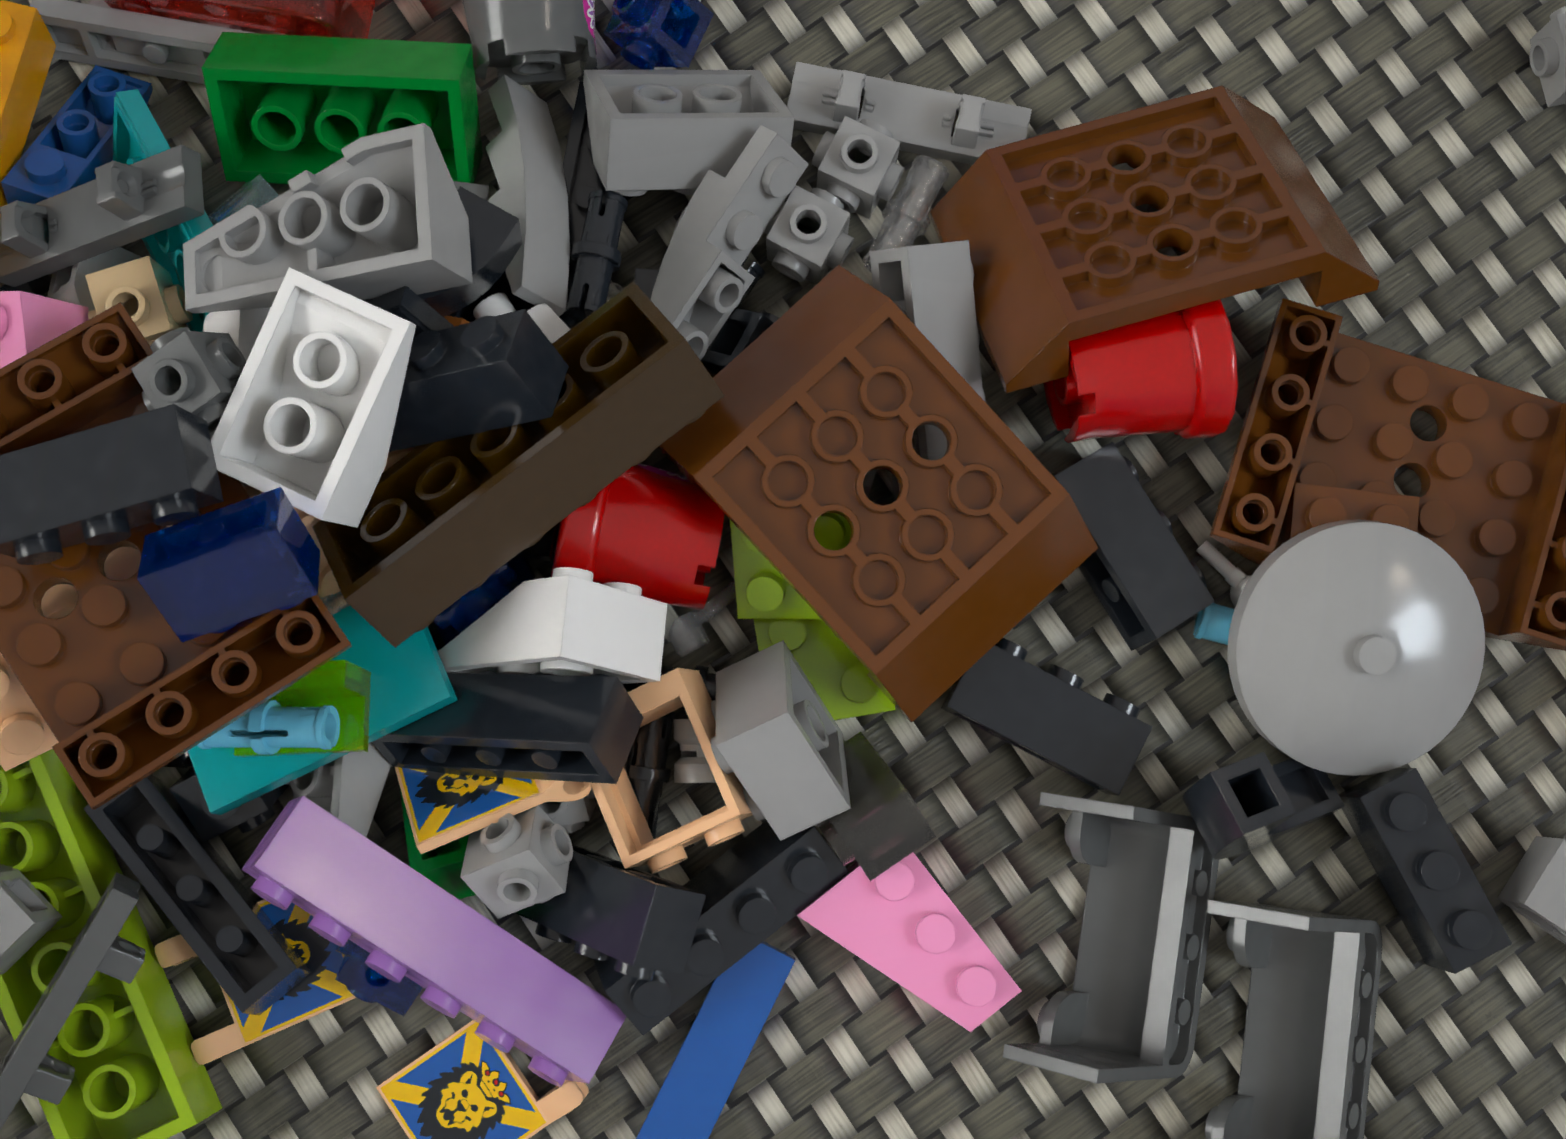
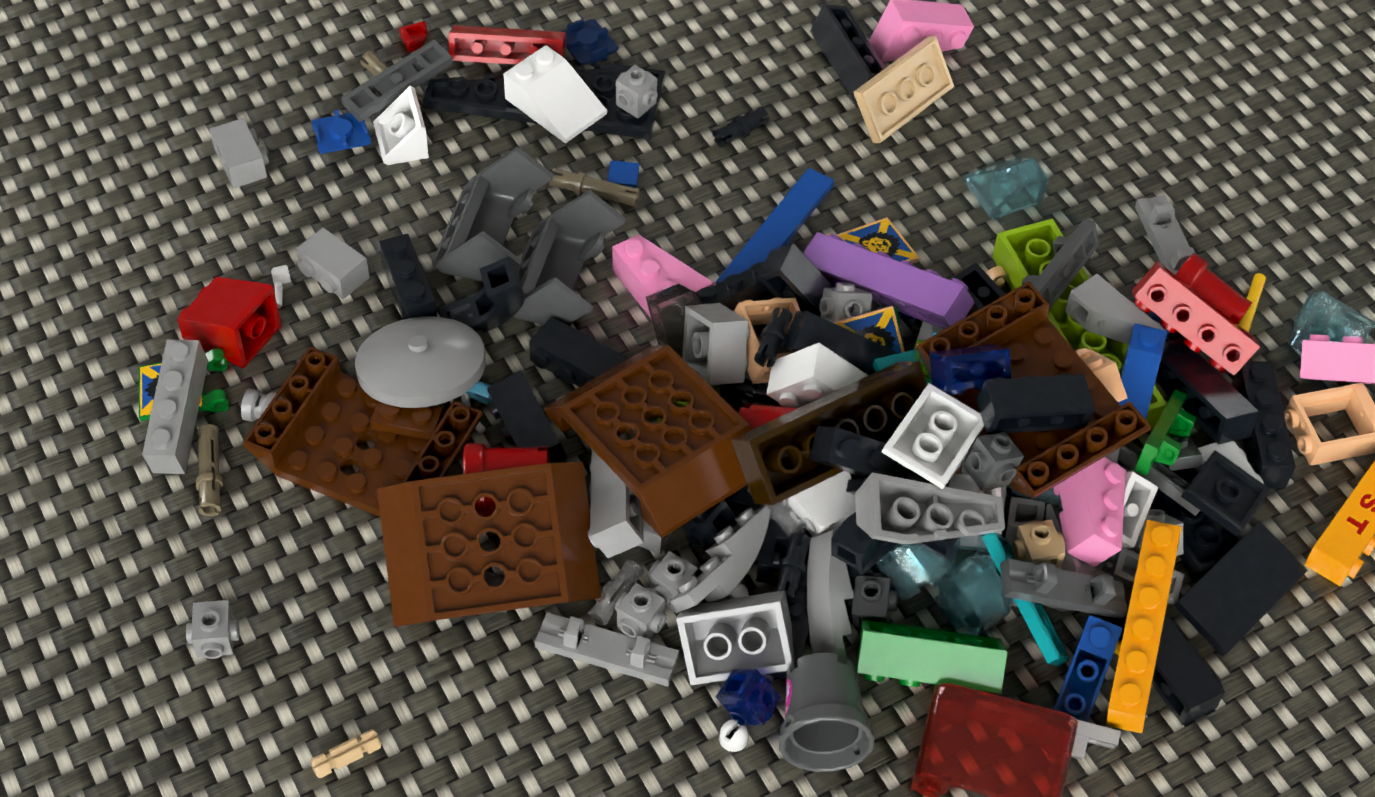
camera: 175 degrees left, 30 degrees down
(660, 730) = (773, 337): none -> black pin

